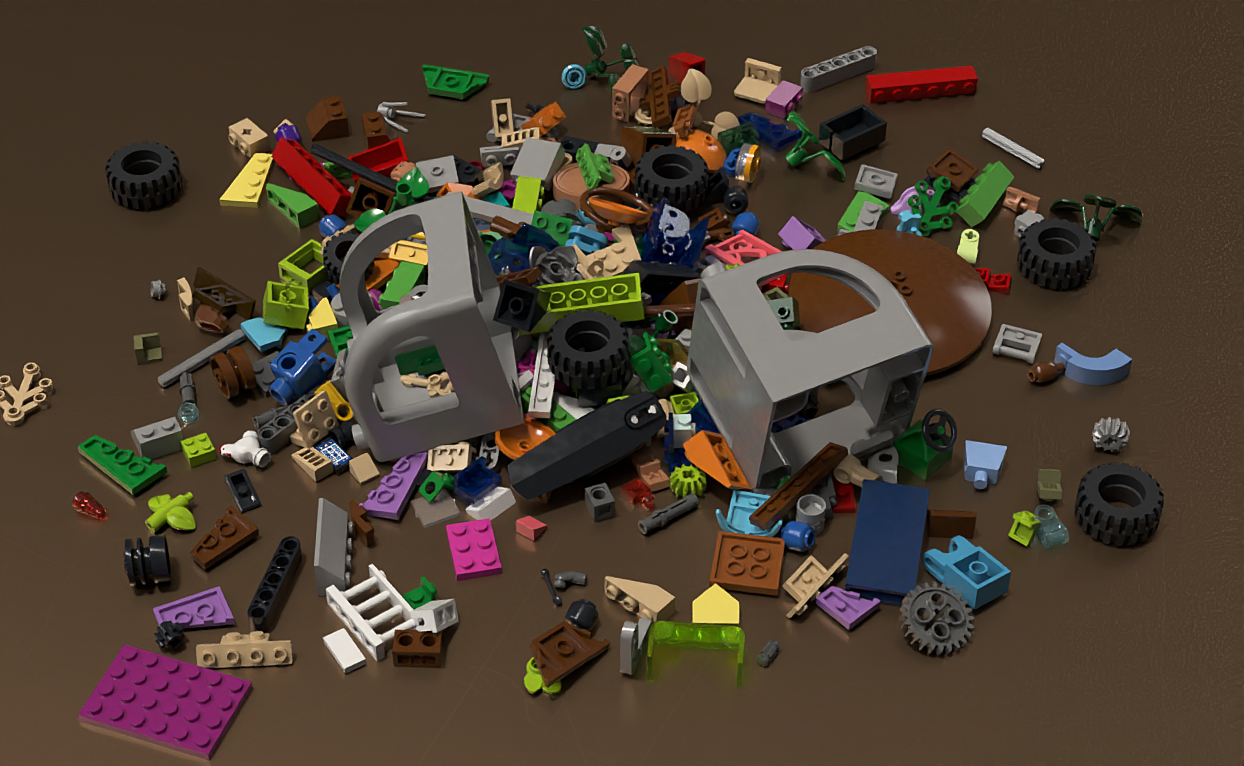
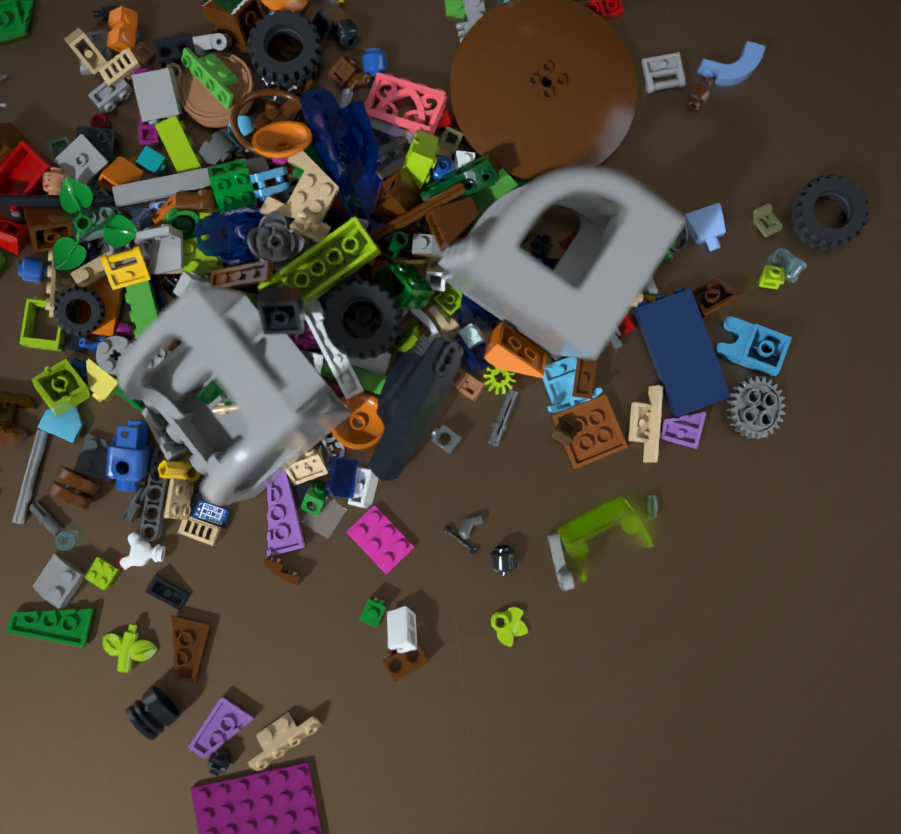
camera: 35 degrees left, 40 degrees up
(88, 505) = (59, 681): clear red cone -> none
(275, 584) = (259, 678): black beam -> none
(332, 547) = (281, 613): light grey slope -> none
(344, 650) = (352, 691): white tile -> none
(363, 468) = (245, 514): tan slope -> none
(363, 628) = (336, 659): white fence -> none
(493, 180) = (129, 133): tan slope -> none
(530, 527) = (409, 491): coral slope -> none
(564, 650) = (513, 602): reddish brown wing -> none
(637, 491) = (465, 409): clear red plate -> none
(641, 598) = (543, 515): tan slope -> none
(660, 277) = (361, 192): black slope -> none
(716, 607) = (592, 489): light yellow slope -> none
(721, 545) = (564, 431): none -> dark brown slope
(798, 536) = (612, 384): blue head -> none
(799, 235) = (433, 50): medium lavender slope -> none
(812, 510) = (611, 360): light grey wheel -> none
(1111, 434) = (788, 140): light grey gear -> none

